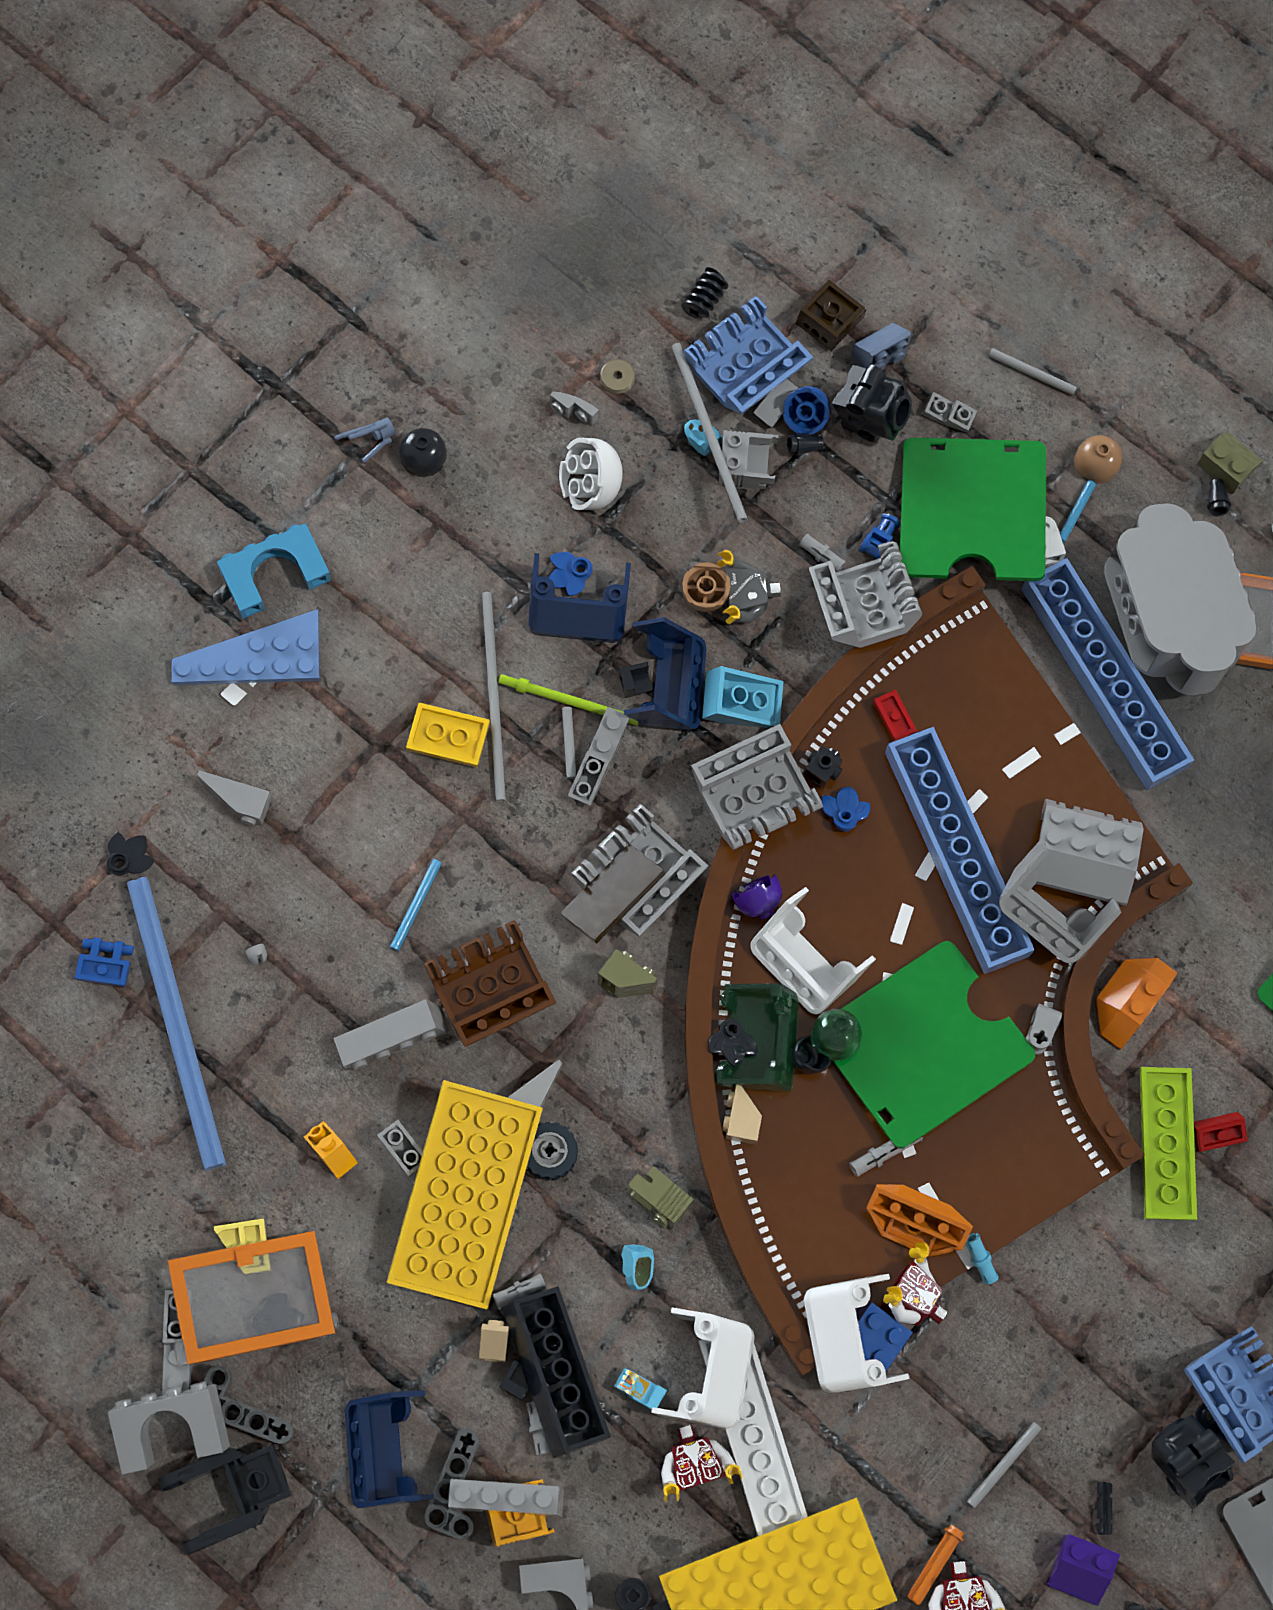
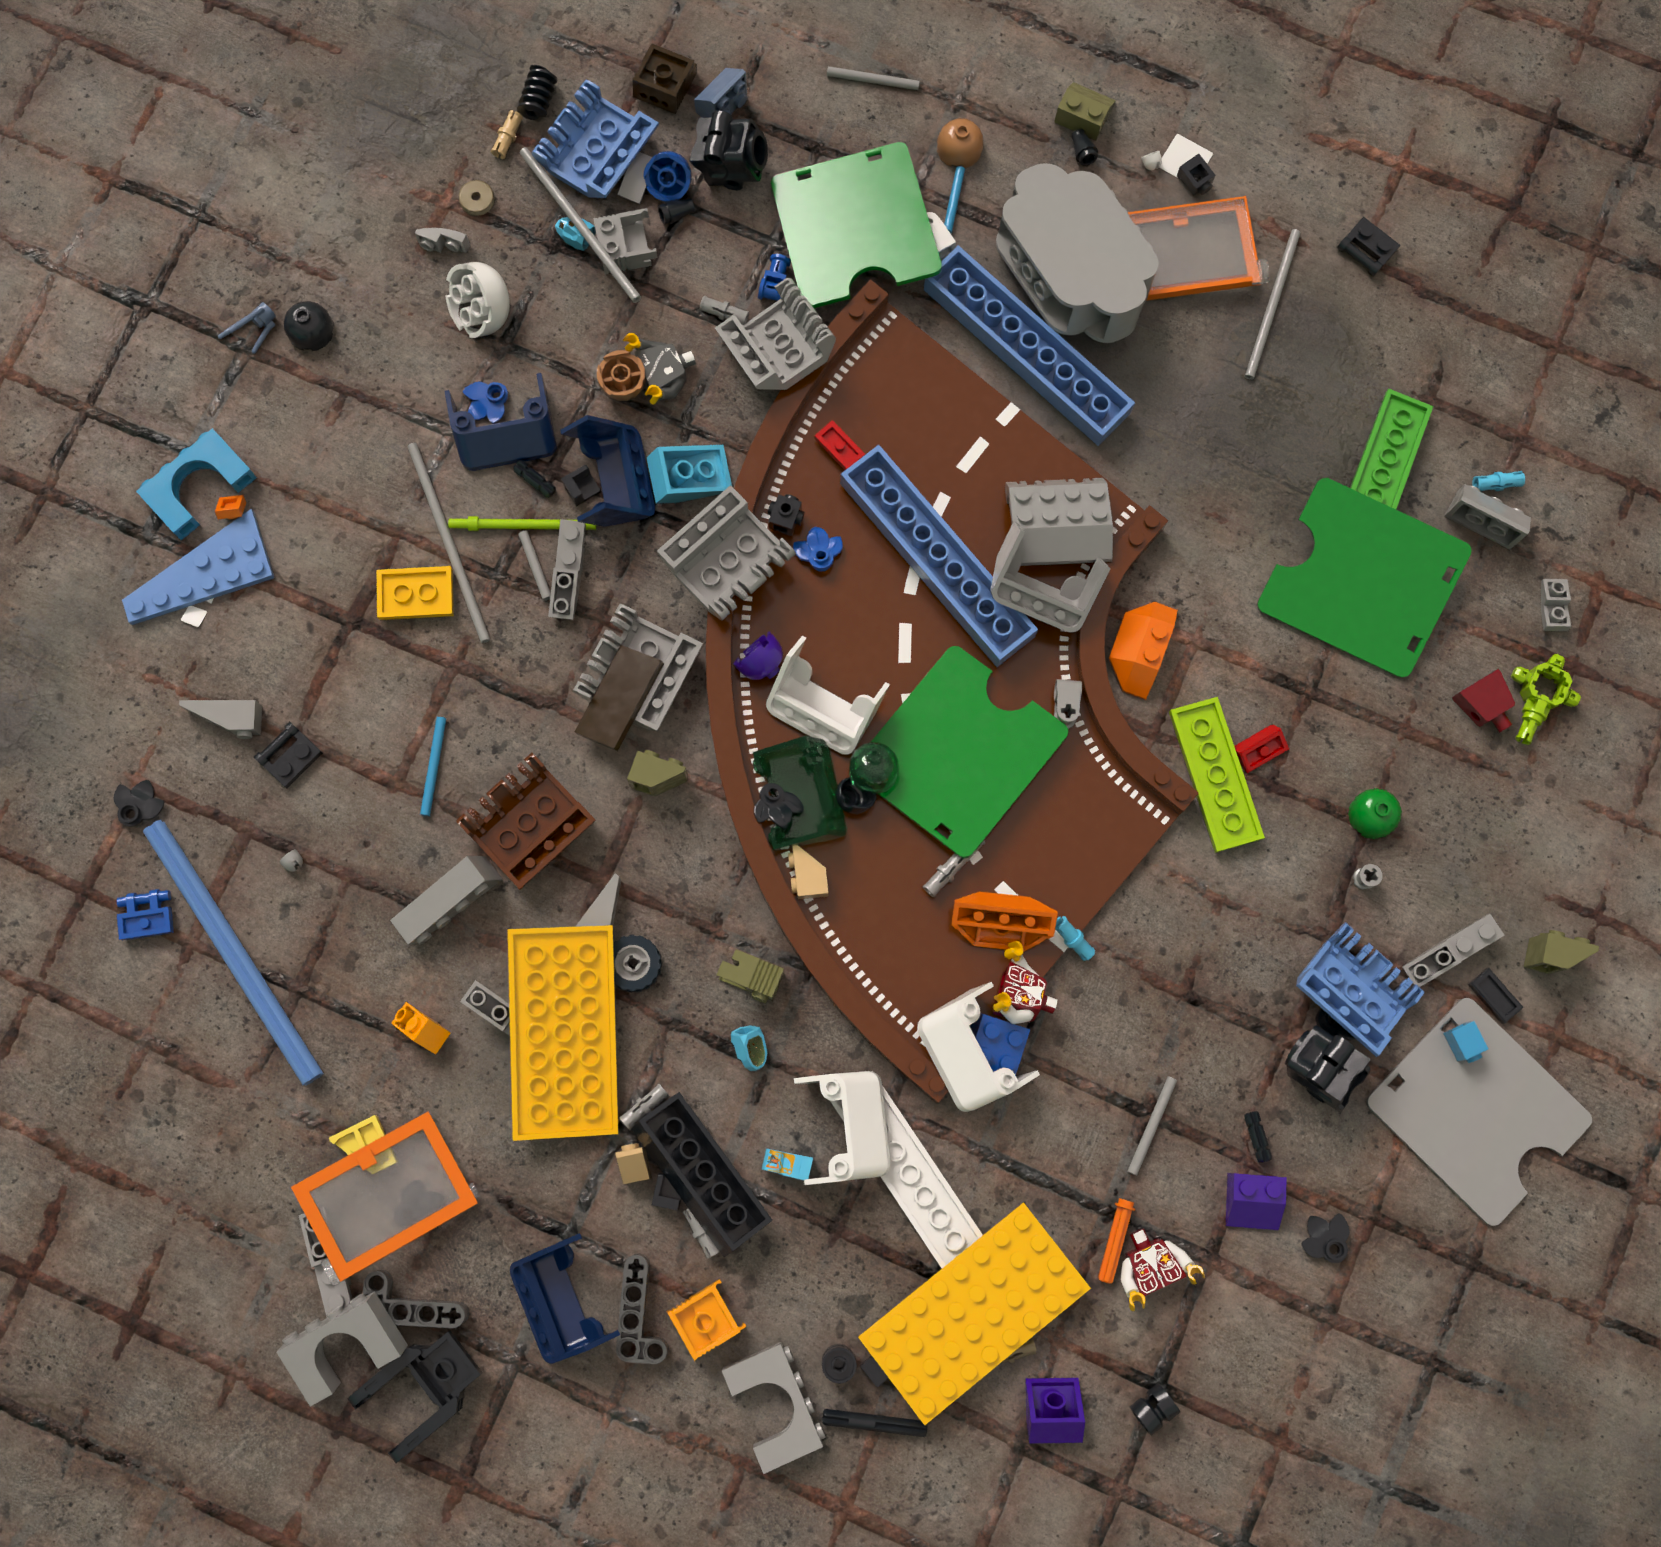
camera: 15 degrees left, 5 degrees up
(286, 859) = (294, 760): none -> black plate
(299, 602) = (230, 507): none -> orange plate
(507, 1497) = (689, 1315): light grey arch -> none
(593, 660) = (534, 479): none -> black axle
(664, 324) = (507, 134): none -> tan pin
(695, 1463) = (861, 1218): torso -> none
(954, 415) = (802, 141): light grey slope -> none

